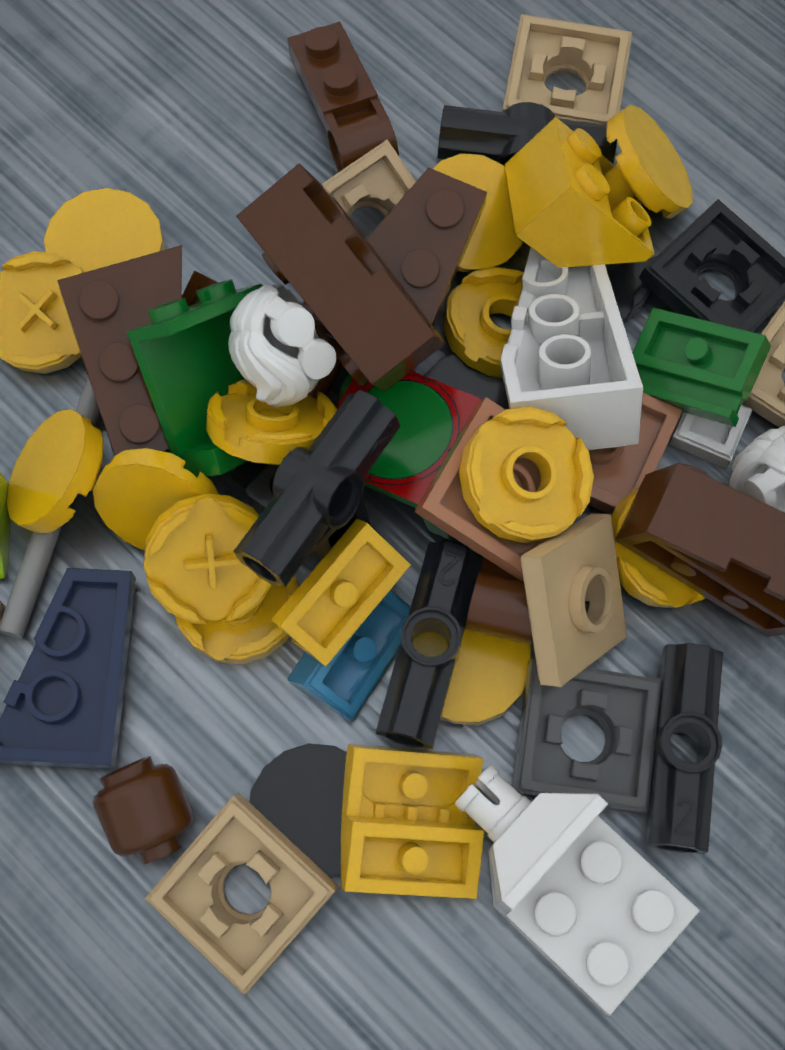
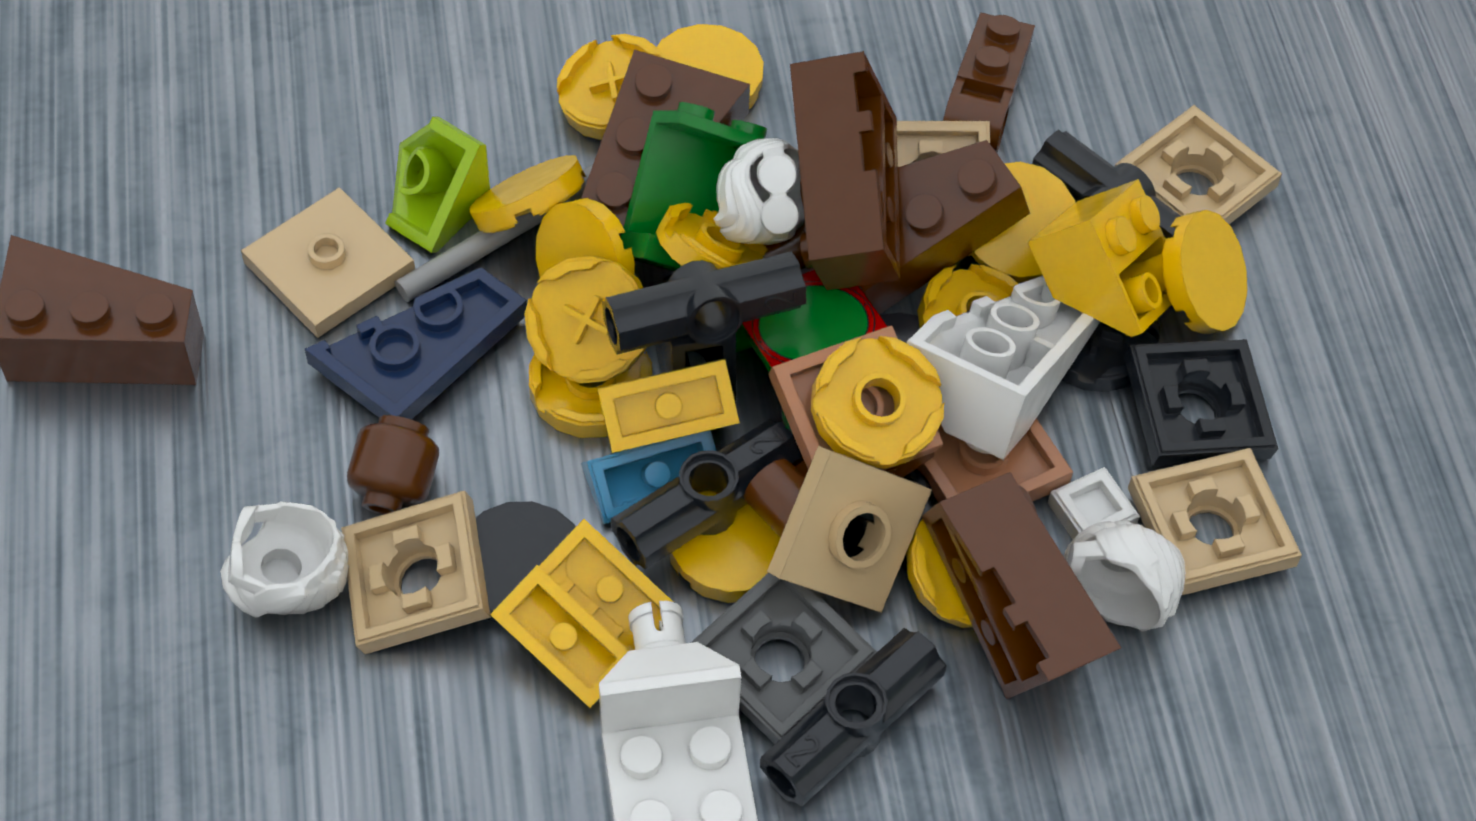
camera: 35 degrees right, 15 degrees down
(129, 974) = (289, 565): none -> white hair
(699, 364) = (1113, 444): green plate -> none

